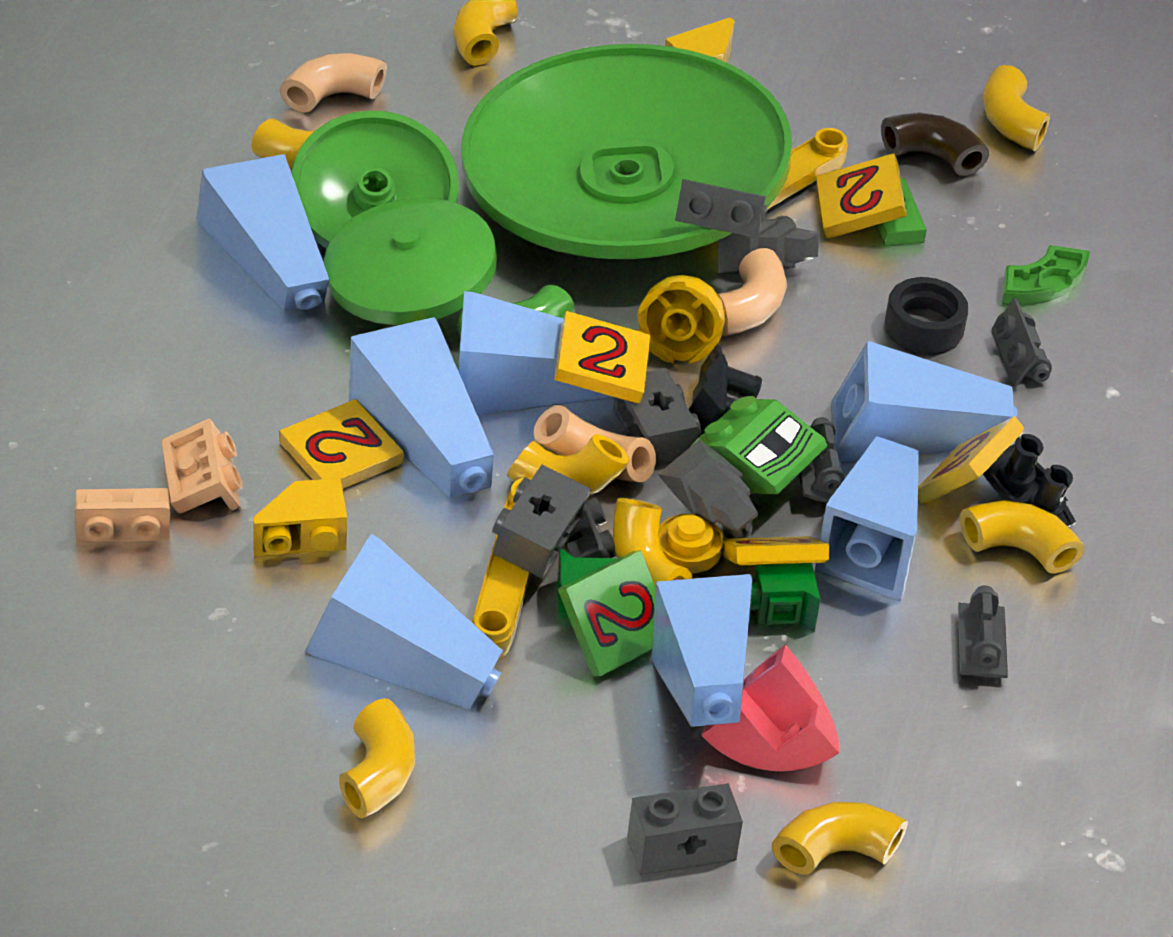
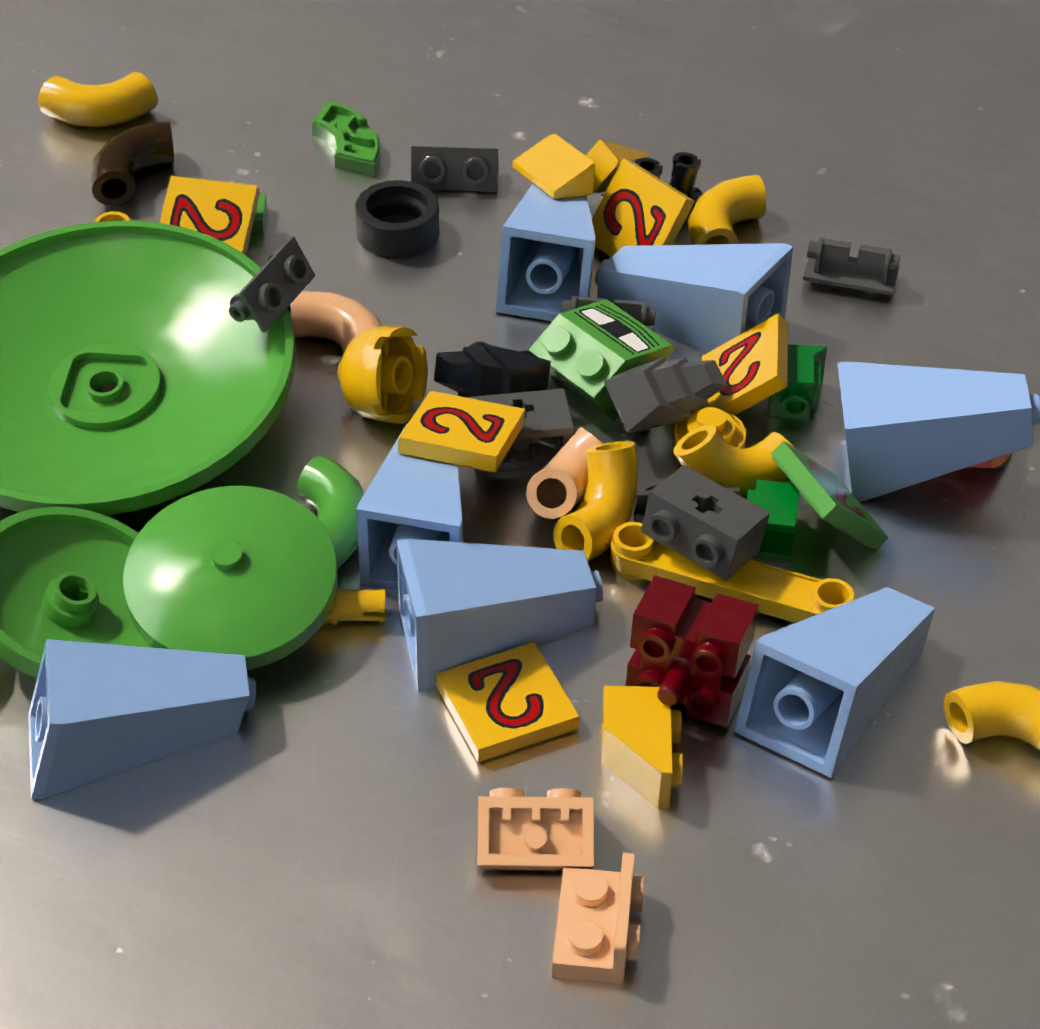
camera: 75 degrees left, 0 degrees up
(390, 507) = (692, 649): none -> dark red brick
(998, 385) = (557, 168): none -> yellow slope
(1037, 422) = (607, 159): none -> yellow slope

